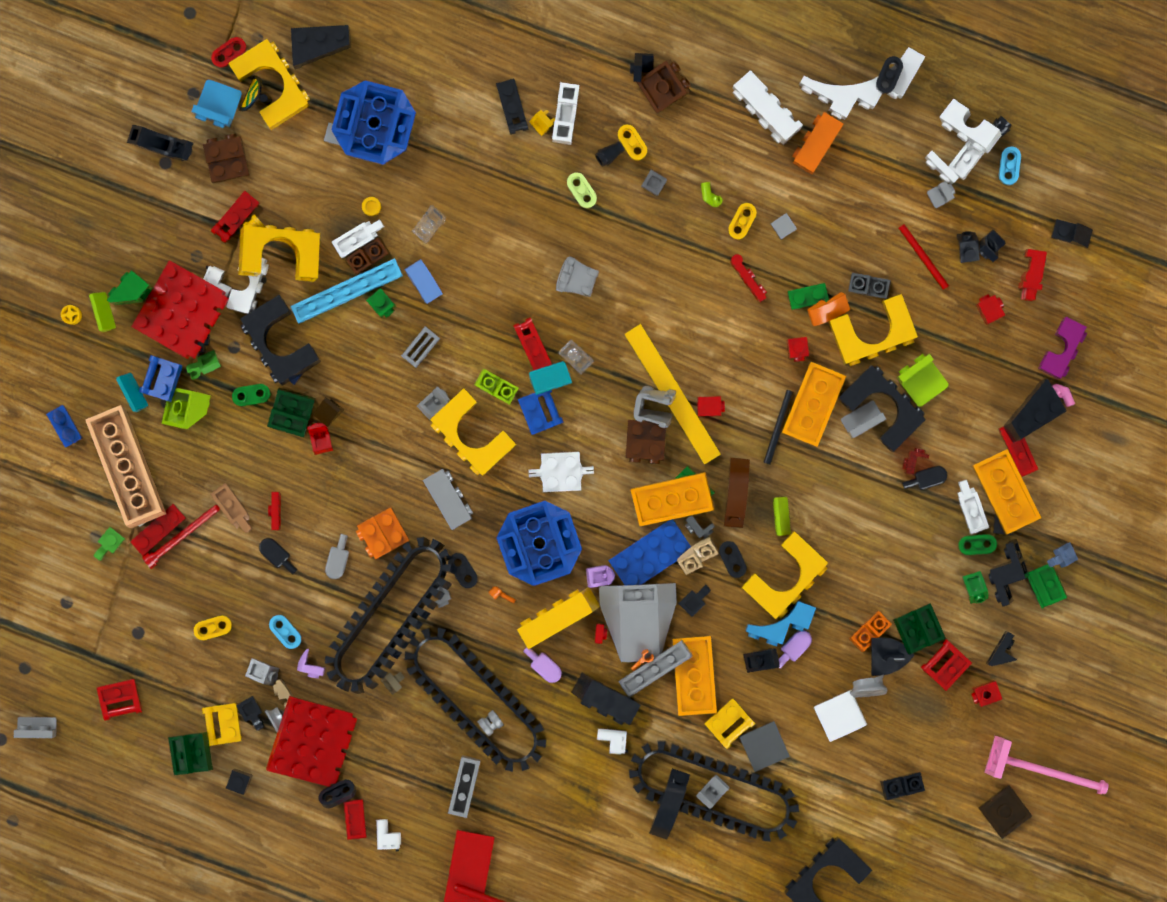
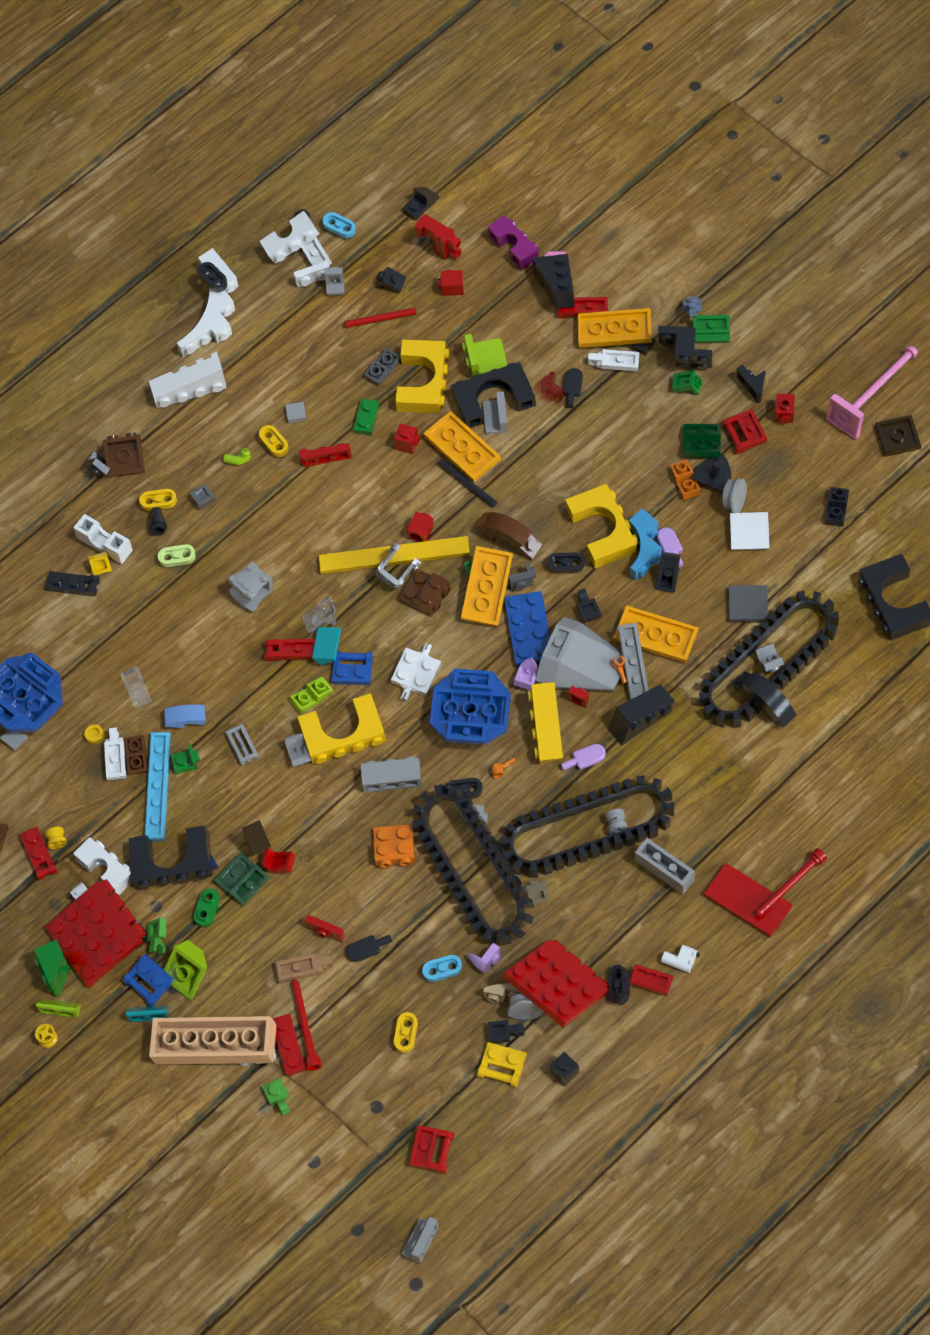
camera: 55 degrees left, 25 degrees down
(64, 426) = (146, 1089): blue tile -> none
(190, 753) = (516, 1104): dark green slope -> none
(262, 672) = (469, 1005): light grey bracket -> none
(304, 244) = (93, 801): yellow arch -> none
(337, 559) = (397, 895): light grey piece -> none
(617, 740) = (685, 722): white piece -> none
(694, 556) = (547, 589): tan slope -> none
(725, 718) = (707, 624): yellow plate -> none
(781, 516) = (546, 511): lime slope -> none
(817, 142) = (239, 358): orange brick -> none
(826, 311) = (386, 403): orange slope -> none
(977, 544) = (649, 369): green plate -> none
(990, 245) = (397, 261): black bracket -> none

